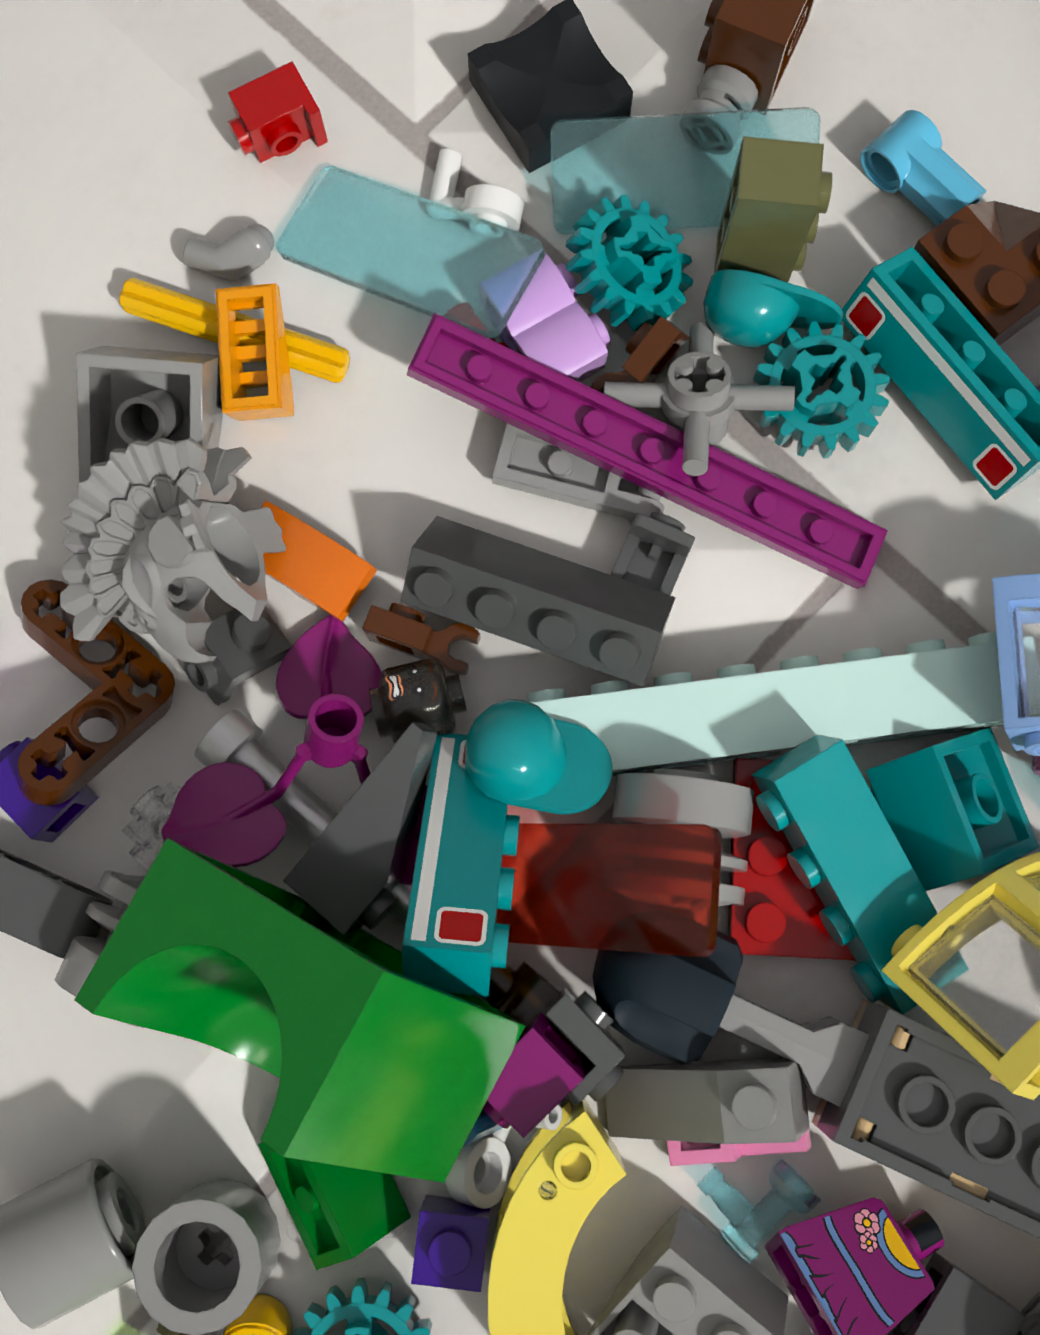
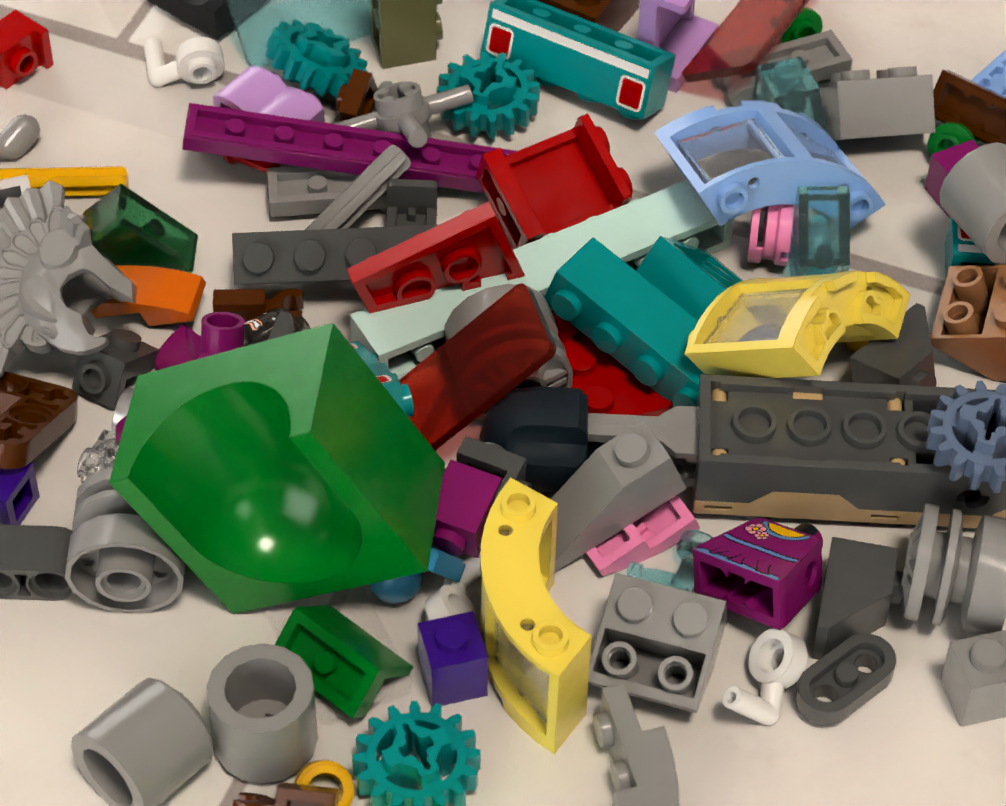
camera: 25 degrees left, 30 degrees down
(232, 355) = (77, 199): light orange slope -> none
(321, 471) = (138, 233): none -> clear green slope
(411, 250) = (144, 94): clear light blue piece -> none
(536, 760) = (375, 323): teal cap -> none
(597, 512) = (363, 190): none -> light grey axle
(673, 696) = (443, 256): none -> red wing
(758, 309) = (425, 50): teal cap -> none
(843, 581) = (554, 182): none -> red panel

